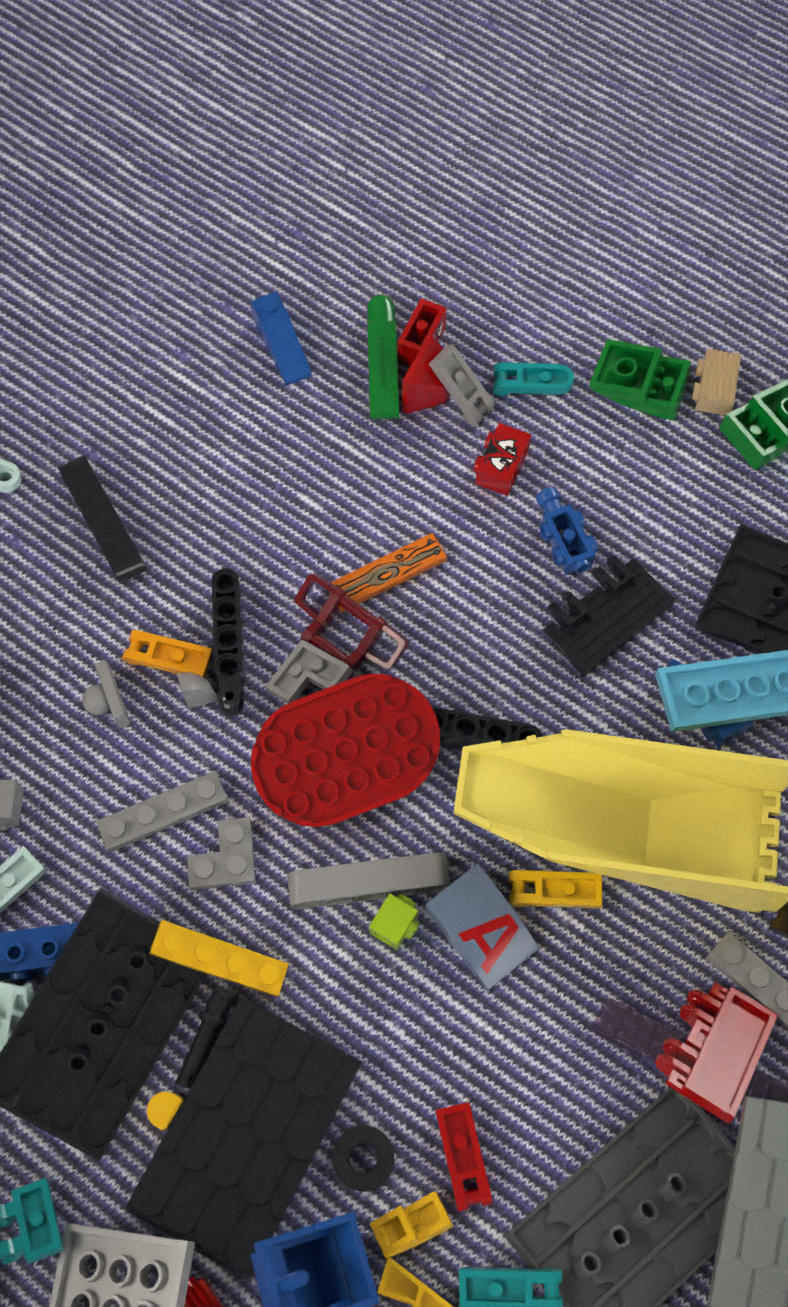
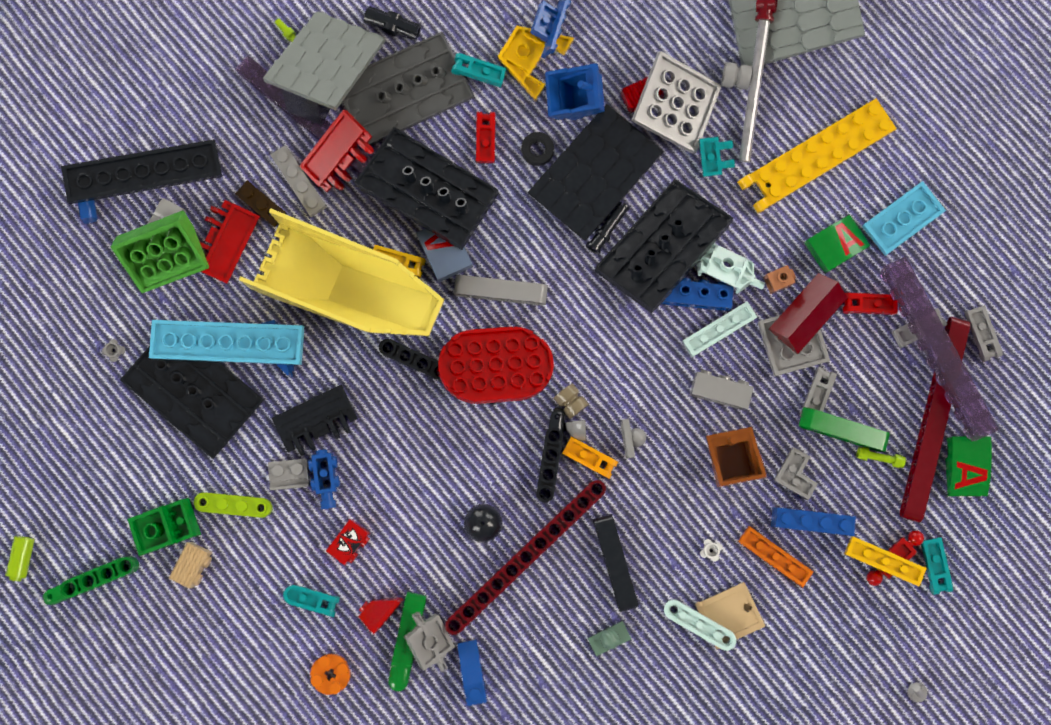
camera: 170 degrees left, 15 degrees up
(94, 423) = (609, 638): none -> sand green tile
(162, 811) = (610, 360): light grey plate -> none
(163, 1109) = (635, 195): yellow brick -> none
(209, 724) = (571, 401): none -> dark tan wheel
(218, 958) = (593, 264): yellow plate -> none
(232, 864) = (575, 320): light grey plate -> none
(234, 509) = (521, 565): none -> dark red beam
(305, 666) = (507, 428): light grey plate -> none
(311, 524) = (491, 519): none -> black helmet
(323, 619) = (458, 441): dark red bar -> none
(349, 357) = (429, 642): none -> light grey plate
(391, 569) = (443, 481): orange tile -> none
(395, 921) = (491, 263): lime brick -> none
(411, 1225) = (520, 111): yellow slope -> none
(425, 321) = (375, 649): red brick -> none
(462, 384) = (360, 599): light grey plate -> none
(477, 287) = (333, 685): none -> orange plate
(569, 1032) = (427, 188): none -> black piece
(621, 531) = (288, 474): none -> light grey plate
(641, 378) = (239, 581): green slope -> none
(687, 473) = (233, 505): none -> lime plate

